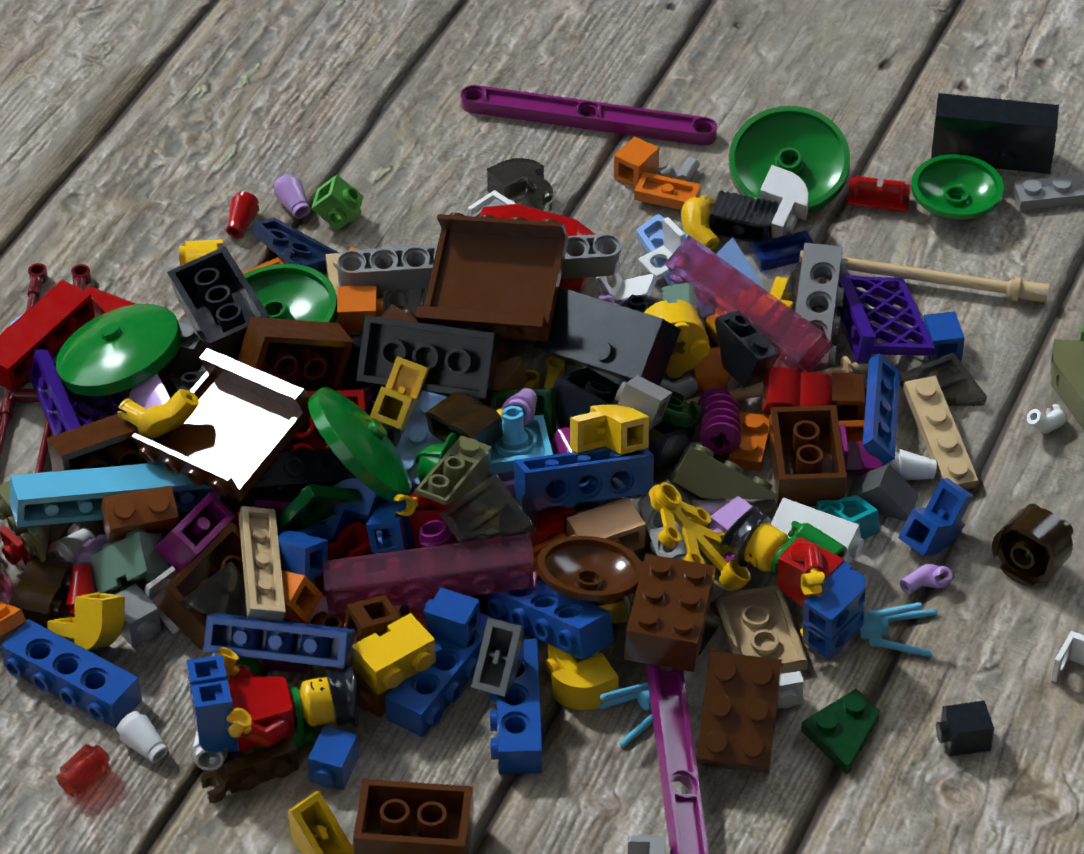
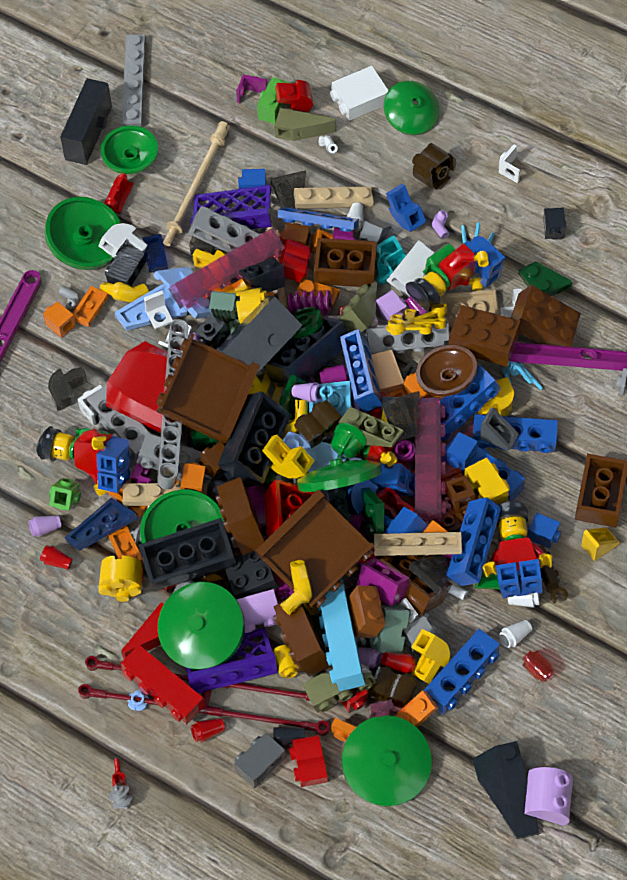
camera: 80 degrees left, 15 degrees up
(410, 212) = (94, 452): none -> piece
(610, 426) = (334, 344): yellow brick -> none
(644, 397) = (318, 326): light grey brick -> none

